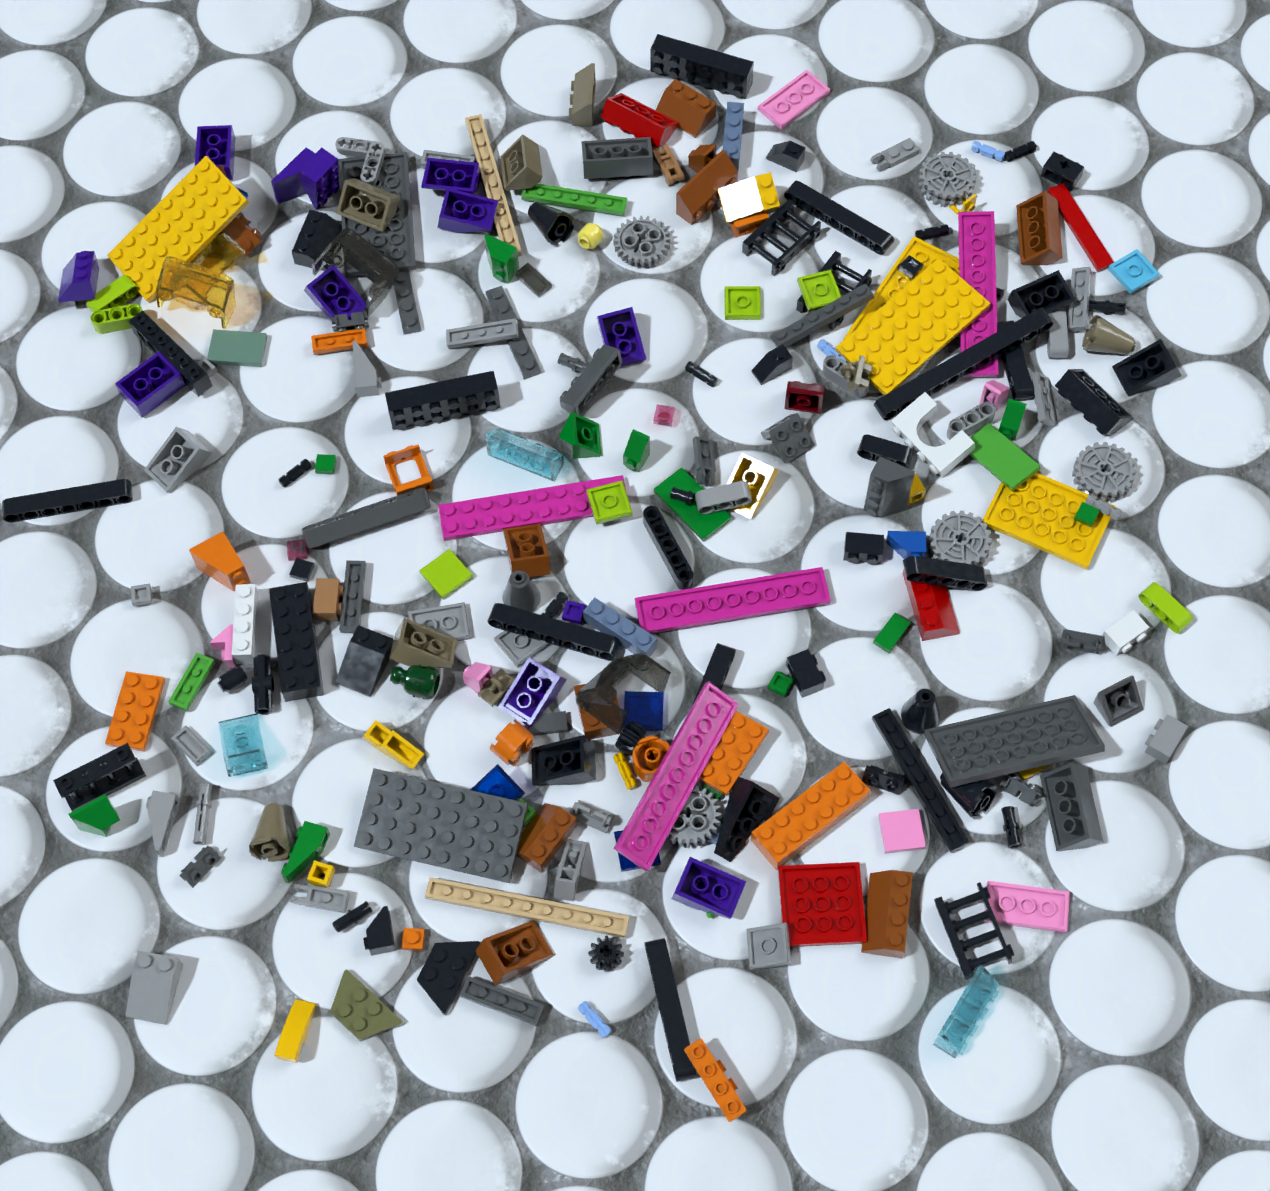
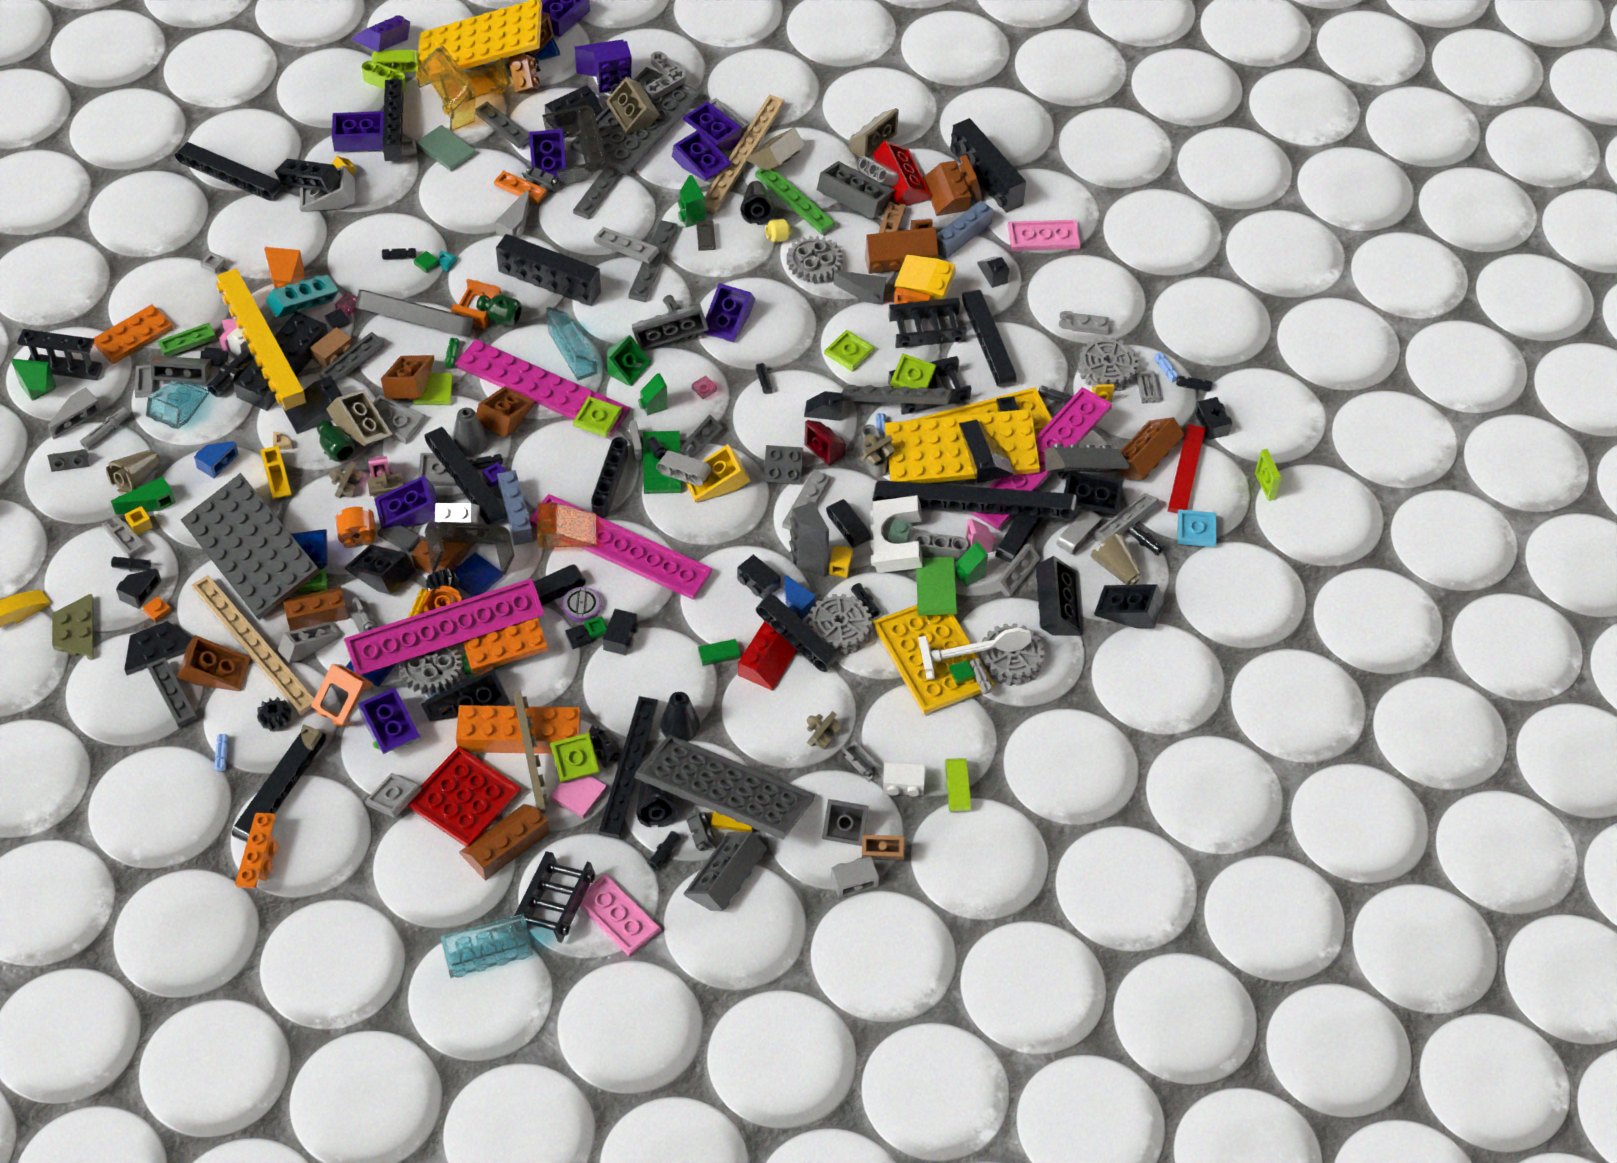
camera: 35 degrees right, 10 degrees down
(150, 455) = (307, 174): none -> black brick
(167, 425) = (341, 161): none -> yellow plate
(217, 712) = (181, 369): none -> dark grey brick
(261, 571) = (301, 295): none -> teal brick
(268, 293) = (502, 124): none -> dark grey plate
(270, 636) = (260, 339): none -> yellow brick
(327, 770) = (215, 457): none -> blue slope
(341, 451) = (446, 260): none -> teal tile
(366, 713) = (281, 440): none -> tan tile
(420, 578) = (407, 377): none -> dark orange slope
(430, 531) = (451, 353): none -> green axle
(437, 462) = (500, 309): none -> dark green piece
(455, 709) = (351, 474): none -> dark tan hips
(583, 669) = (457, 512): none -> white brick
(615, 132) = (877, 171): none -> light grey beam
(650, 880) = (347, 680): none -> window
(656, 500) = (636, 442): none -> light grey tile
(660, 951) = (310, 736): none -> dark tan tile
(680, 617) = (565, 526): none -> clear orange slope
(700, 85) = (970, 178): none -> dark orange plate
(704, 239) = (863, 286): none -> dark grey slope
(750, 672) = (581, 604): none -> tile
(773, 702) = (577, 636): none -> black plate
(834, 456) = (810, 493): none -> light grey plate
(854, 833) = (529, 743): none -> dark tan plate
(879, 805) = (574, 757): none -> lime tile
(934, 433) = (899, 532): none -> sand green brick
(945, 322) = (984, 454): none -> black wedge
(956, 506) = (862, 595): none -> black pin
(988, 180) = (1149, 397): none -> light grey tile
(1016, 272) = (1084, 459): none -> dark grey slope
(1028, 638) = (819, 736): none -> dark tan hips
(1056, 520) = (1007, 641): none -> white piece
(1148, 191) = (1268, 475): none -> lime tile
(1166, 699) = (883, 847): none -> medium nougat brick

